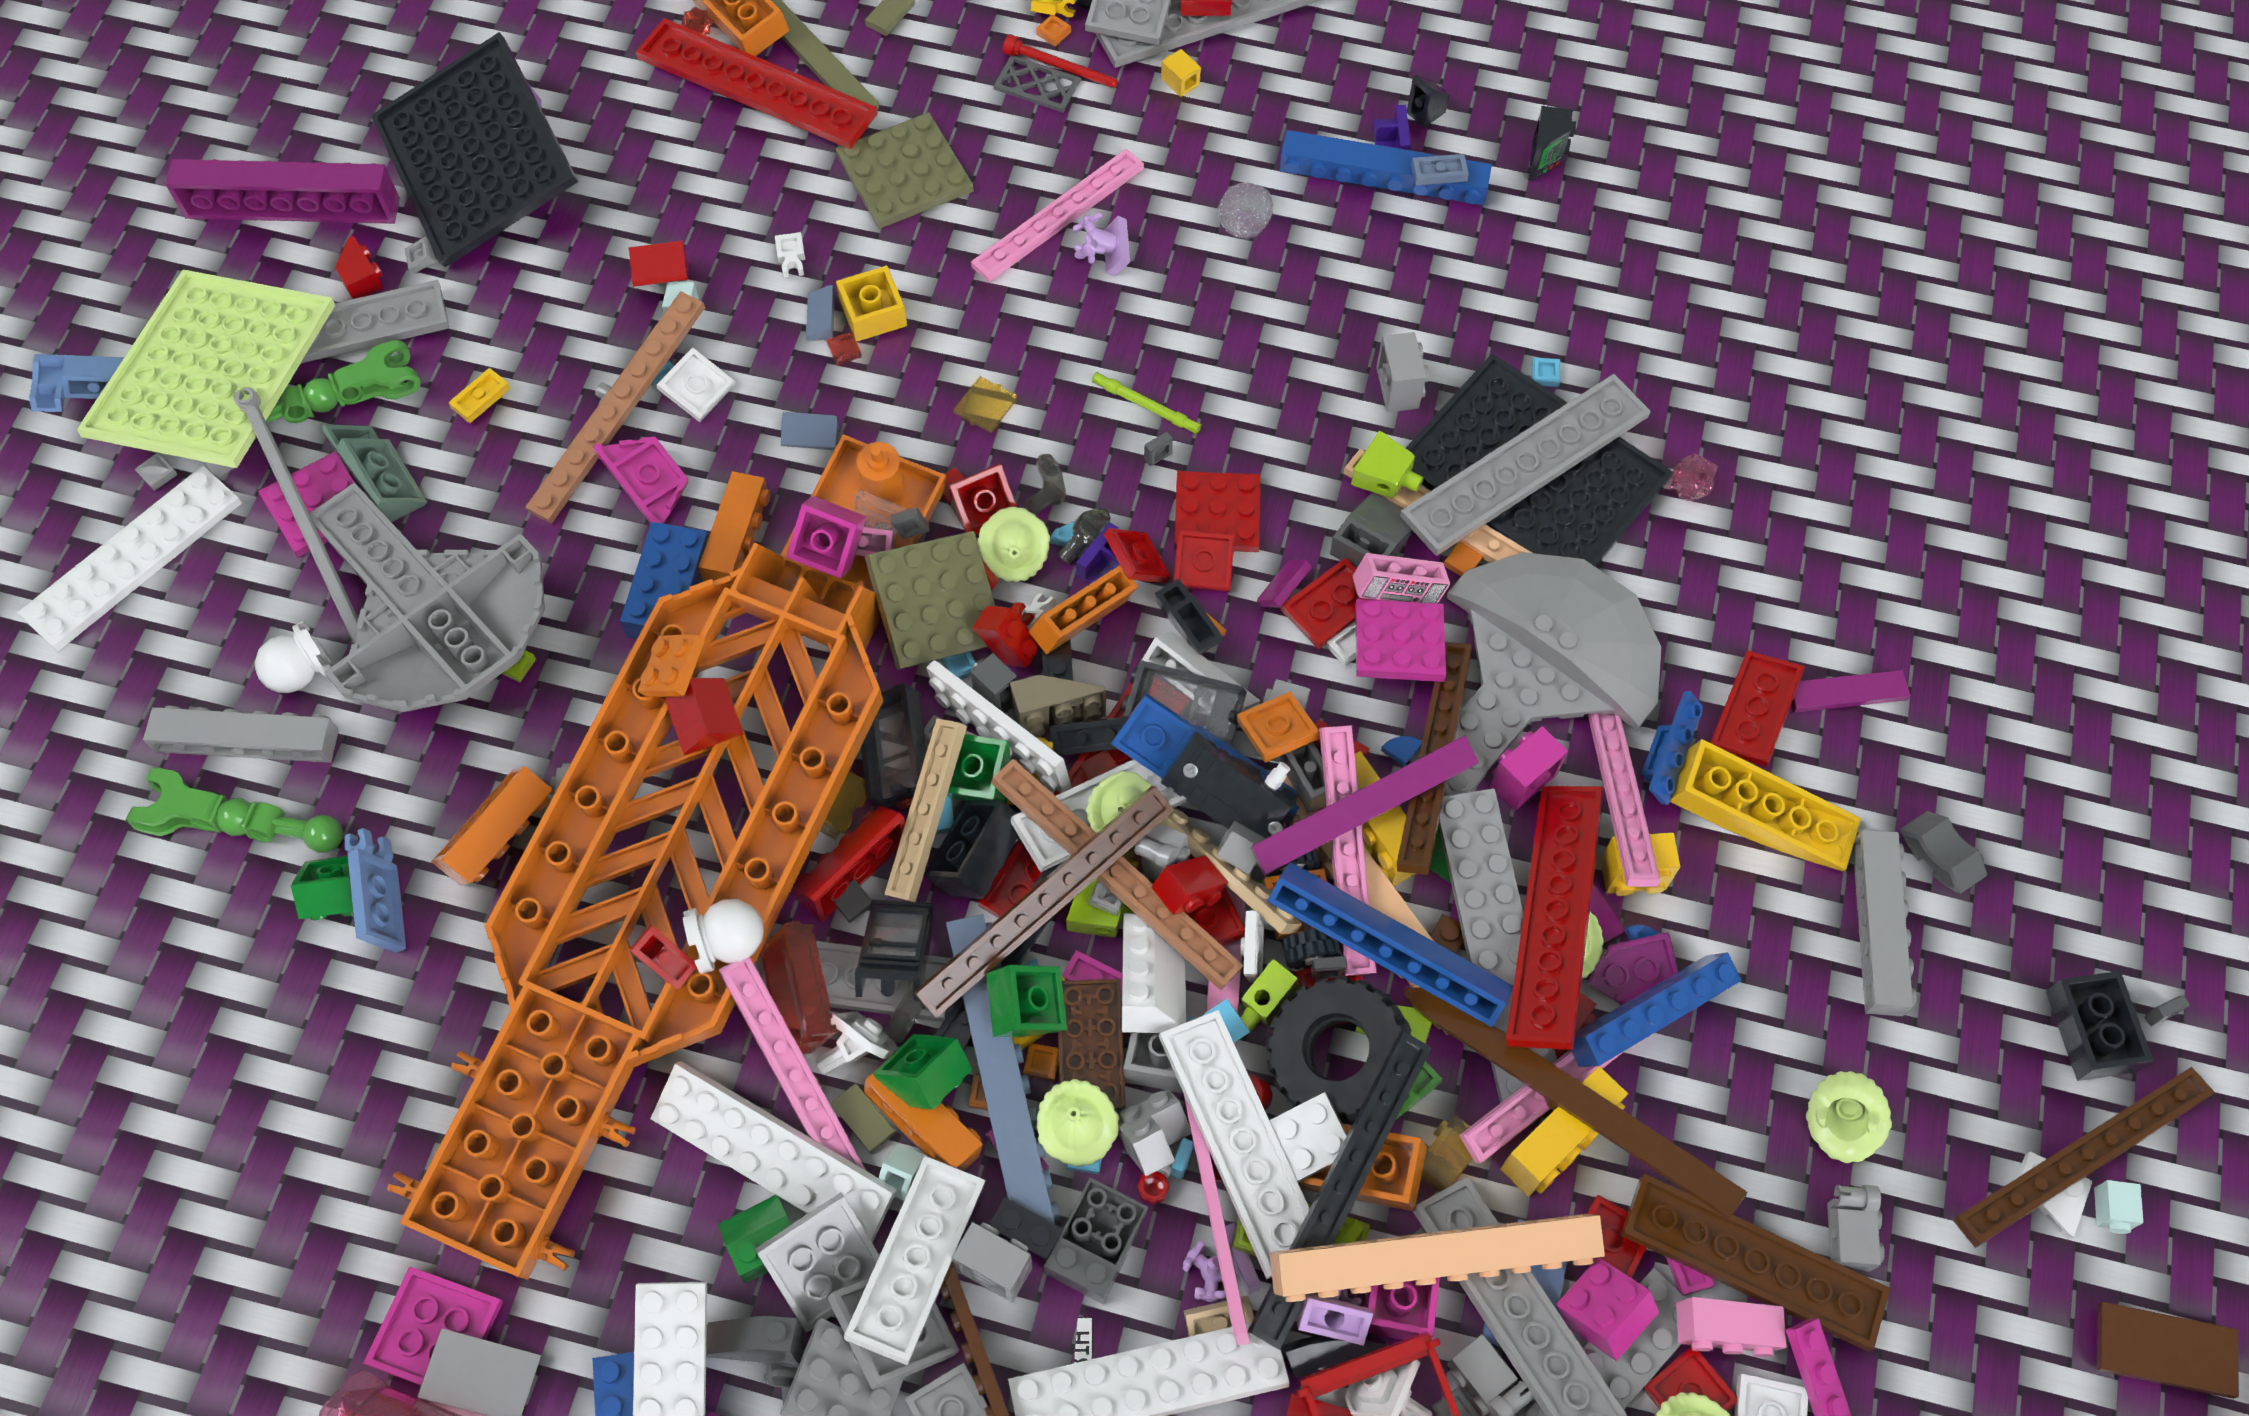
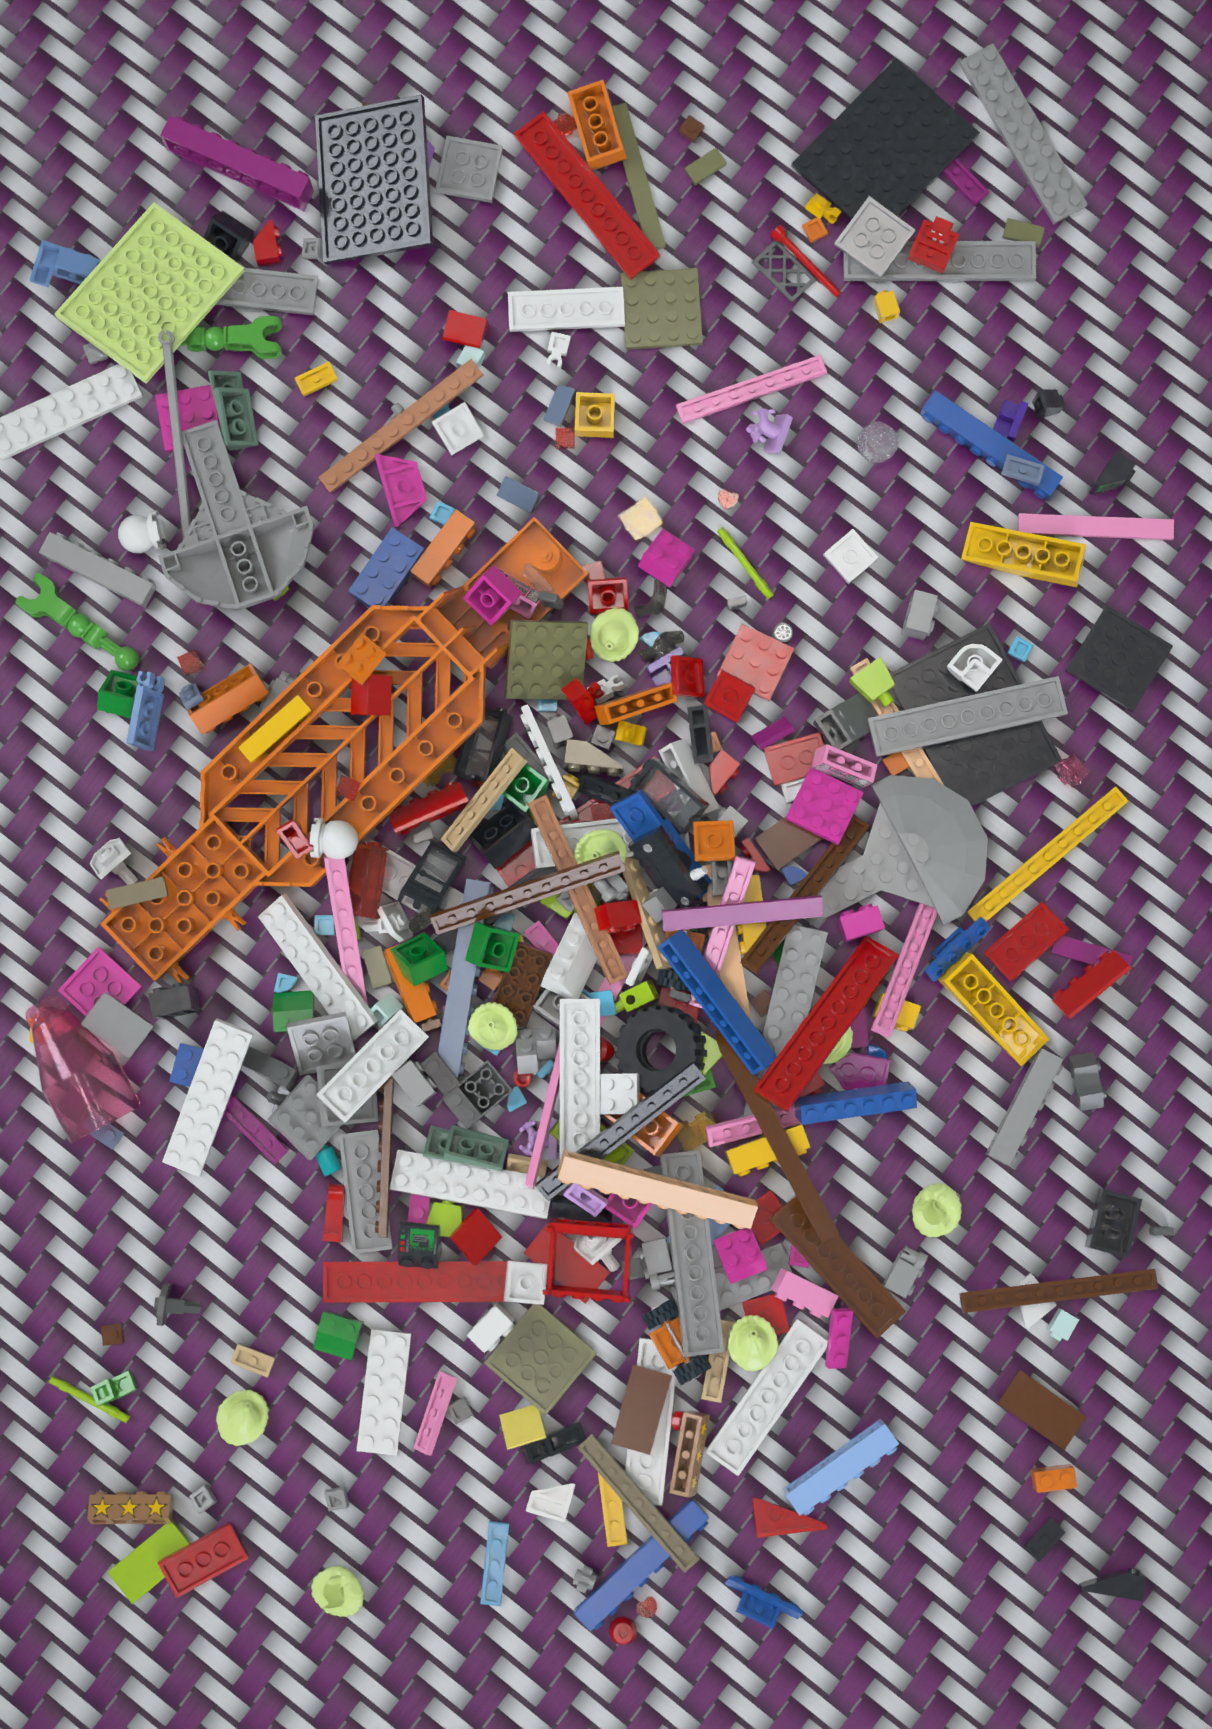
camera: 25 degrees right, 20 degrees up
(299, 272) = (228, 235): none -> black slope
(388, 1122) = (111, 858): none -> white piece
(421, 806) = (190, 662): none -> clear red tile
(436, 843) = (191, 696): none -> sand blue plate
(443, 1147) = (137, 893): none -> dark tan tile
(560, 1293) = (174, 1002): none -> black brick
(576, 818) = (274, 728): none -> yellow tile
(594, 107) = (469, 169): none -> light grey plate
(712, 490) = (441, 513): none -> medium azure tile
(718, 857) = (348, 788): none -> clear red tile
(729, 1201) = (284, 983): none -> medium azure tile
(759, 1089) = (324, 925): none -> medium azure tile
(782, 208) = (566, 309): none -> white plate
(983, 1164) = (431, 1024): none -> plate
(1041, 427) = (666, 557): none -> dark pink brick
(1087, 342) = (727, 500): none -> clear red piece
(1093, 656) = (630, 733): none -> yellow bracket
(1113, 1330) = (466, 1147): none -> sand green slope
(1156, 1226) = (515, 1099): none -> medium azure tile
(1235, 462) = (783, 632): none -> tile
(1239, 653) = (721, 771): none -> slope
(1277, 345) = (850, 556): none -> white plate
(1372, 708) = (785, 842): none -> reddish brown tile
(1494, 262) = (1025, 554): none -> yellow slope
(1502, 398) = (974, 665): none -> white brick
(1557, 209) = (1096, 526): none -> bright pink tile
(1673, 335) = (1119, 658): none -> black plate
(1721, 593) = (1048, 855): none -> yellow plate
(1875, 721) = (1091, 984): none -> red slope

